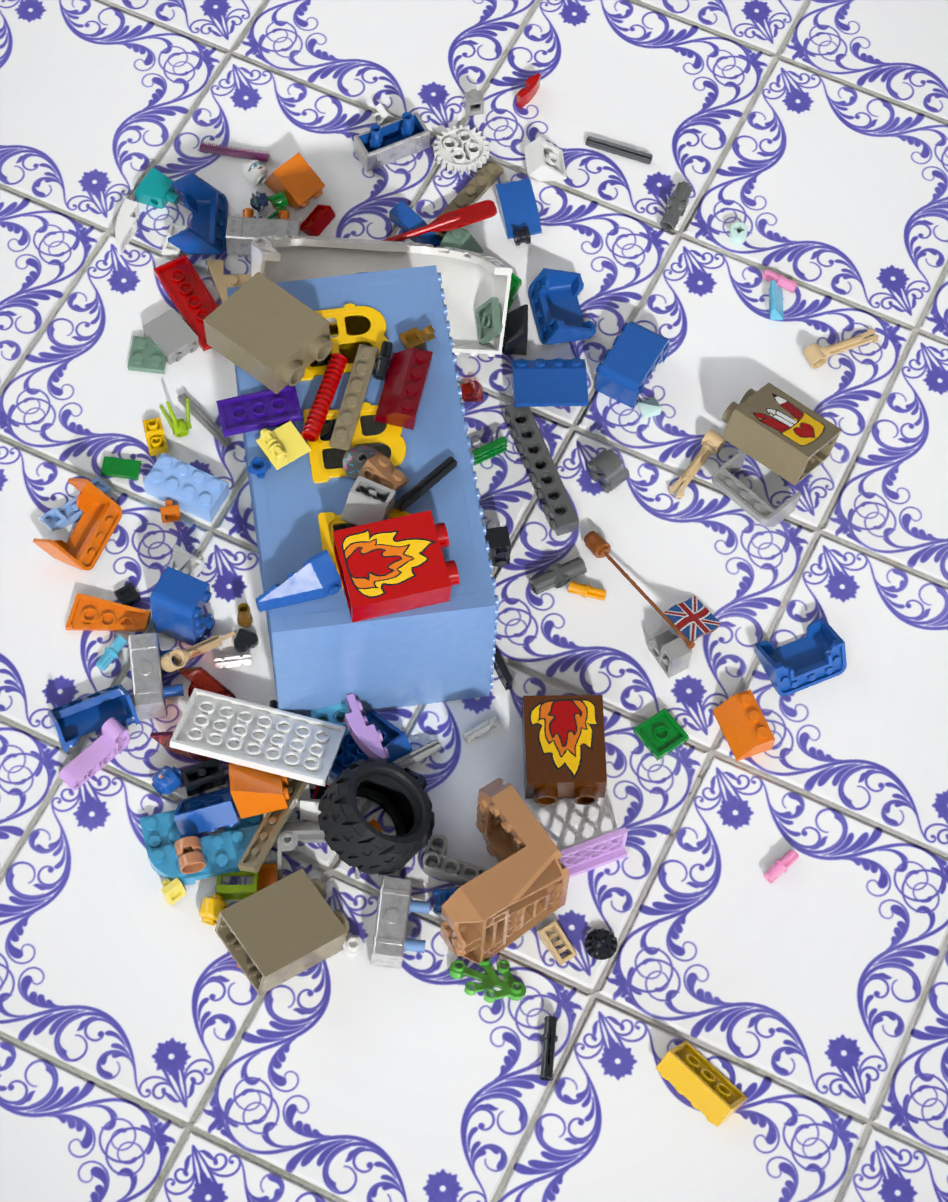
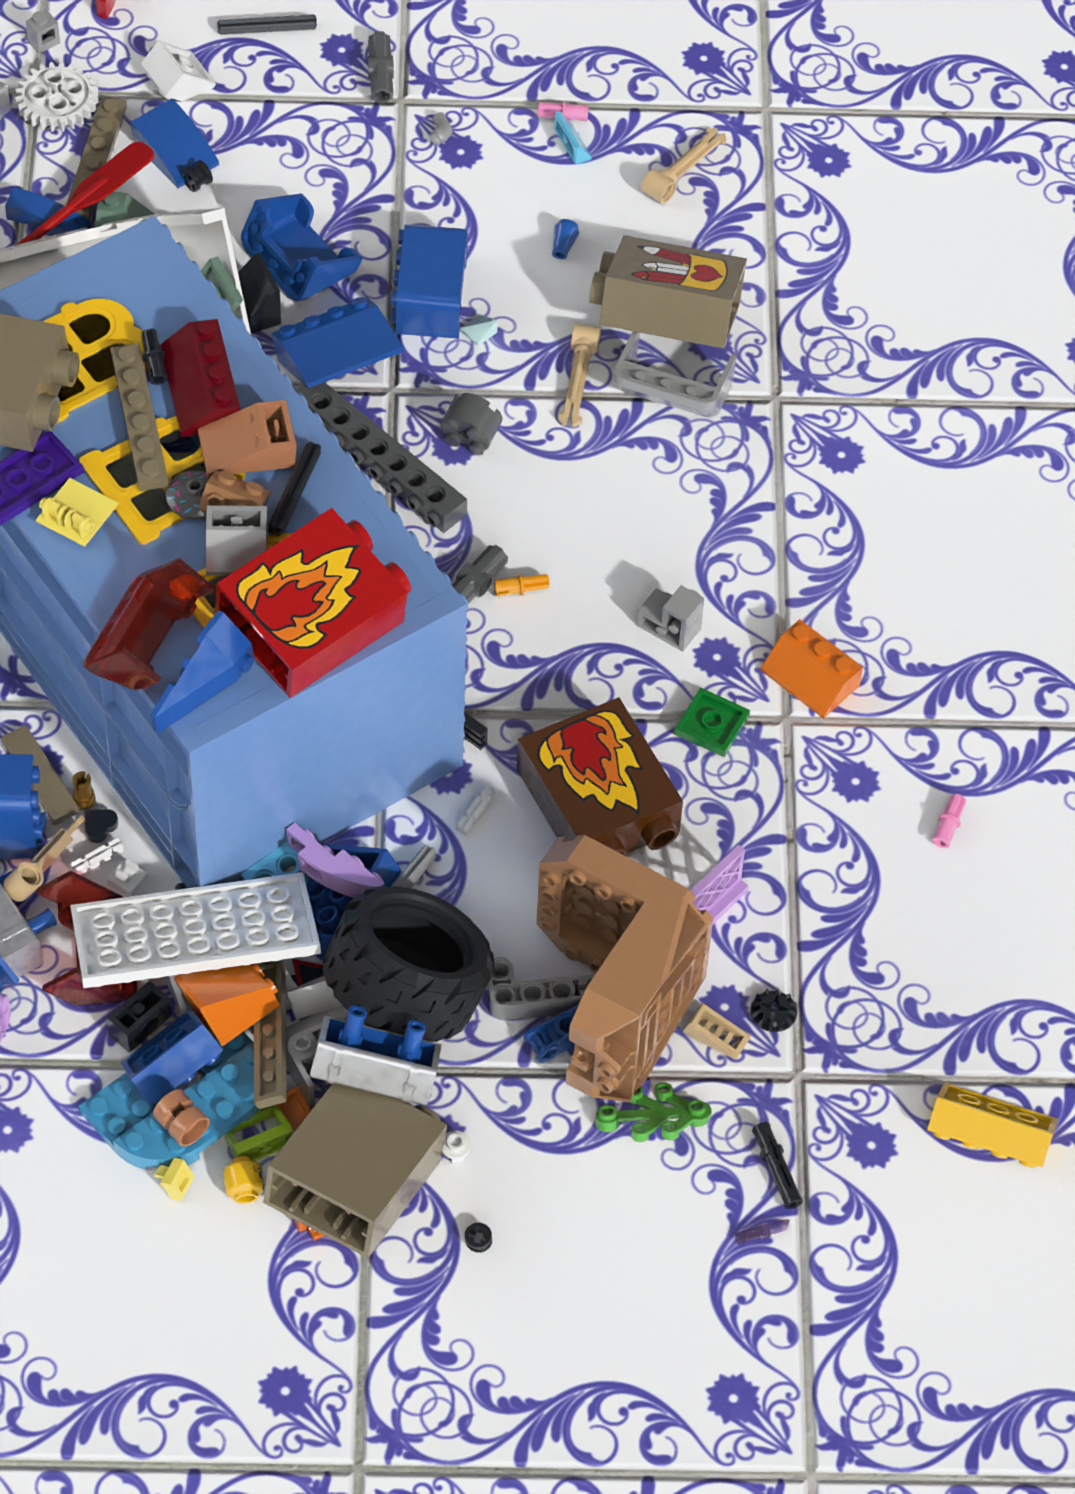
camera: 25 degrees left, 5 degrees down
(166, 780) = (90, 1042): blue head -> none
(225, 593) = (51, 790): none -> dark tan tile
(244, 683) = (127, 878): none -> white tile
(258, 462) = (55, 545): blue plate -> none
(281, 537) = (142, 623): none -> clear red windscreen
(323, 870) = (376, 1058): none -> flat silver piece
(324, 397) = (100, 430): red piece -> none
(338, 1018) = (472, 1230): none -> black bush
(391, 923) = (494, 1093): flat silver piece -> none
(412, 441) = (250, 440): none -> nougat slope
(416, 338) = (180, 313): pearl gold plate -> none
(517, 1087) = (762, 1231): none -> clear purple piece
(687, 618) = (667, 561): flag -> none
(694, 264) = (443, 129): none -> light grey arm
(734, 235) = (478, 71): light aqua wheel -> none
(735, 367) = (565, 234): none -> blue cone
(805, 660) = (846, 560): blue windscreen -> none

